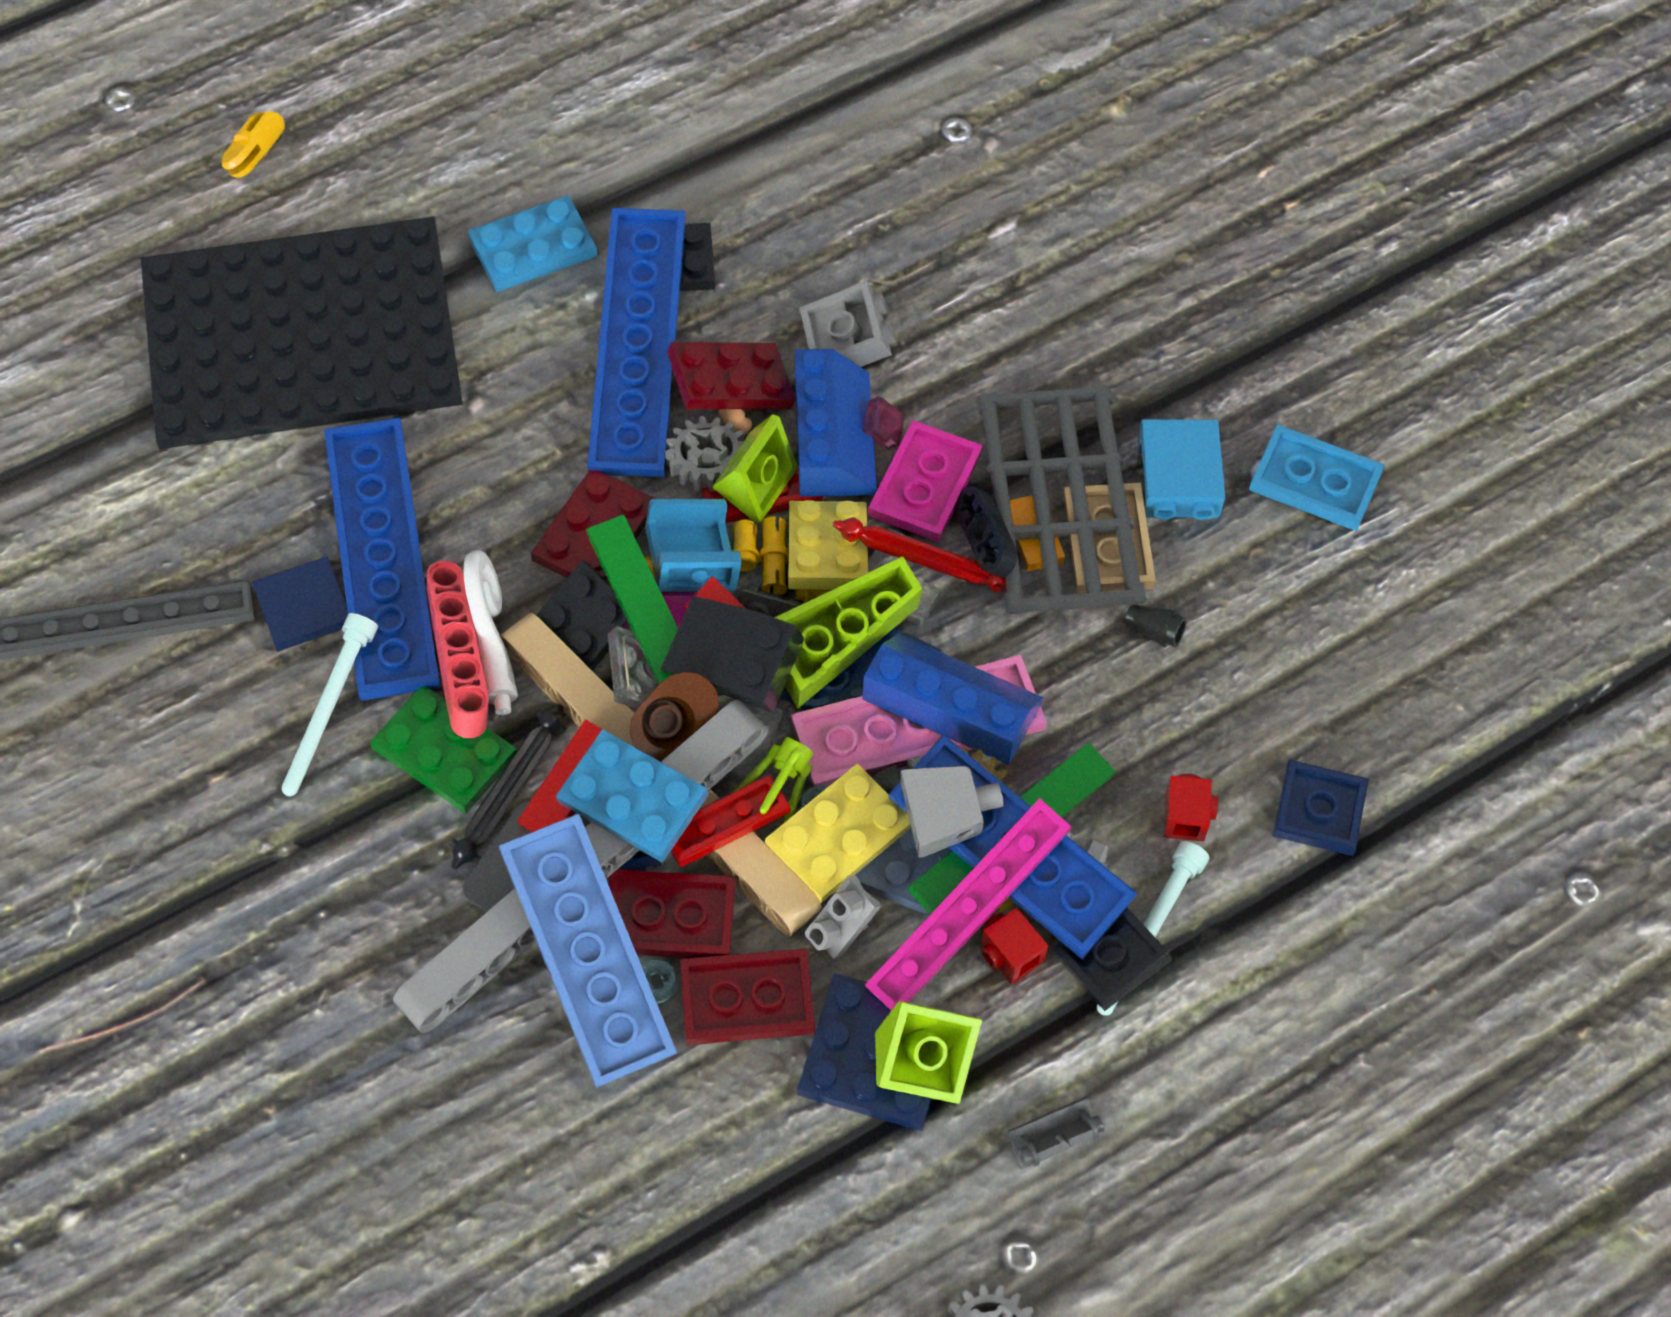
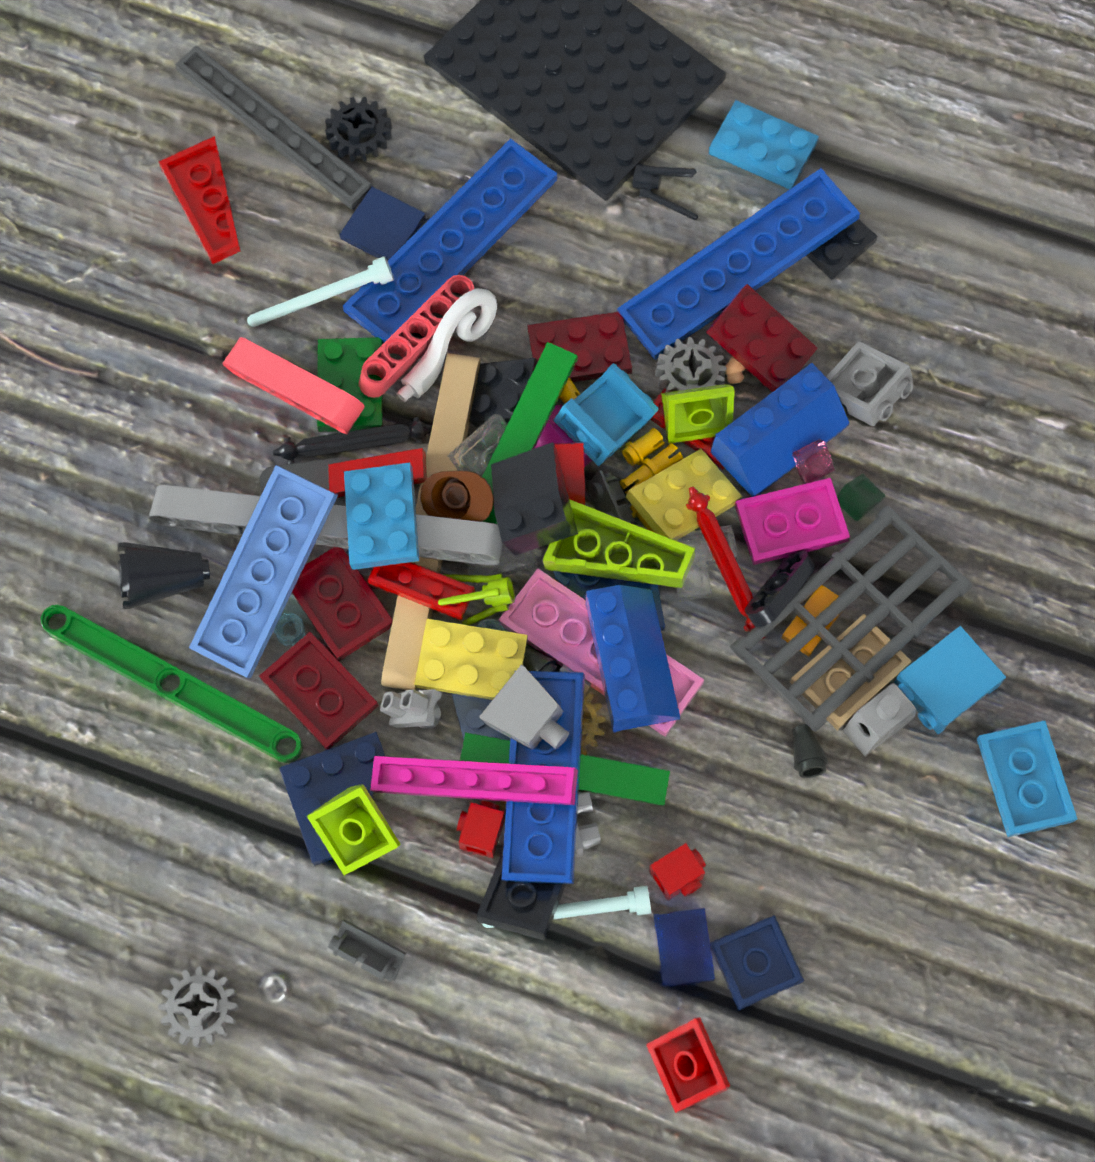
camera: 55 degrees right, 10 degrees up
(96, 736) = (203, 195): none -> red wing
(175, 549) = (361, 125): none -> black gear
(404, 792) = (293, 385): none -> coral beam
(477, 350) = (649, 178): none -> black plant
(487, 1064) = (158, 573): none -> black cone
(585, 1144) = (191, 693): none -> green beam
(947, 414) = (859, 497): none -> clear green slope
(1173, 530) = (882, 717): none -> light grey torso
(1263, 854) = (684, 947): none -> clear blue plate
(1380, 924) = (688, 1065): none -> red slope

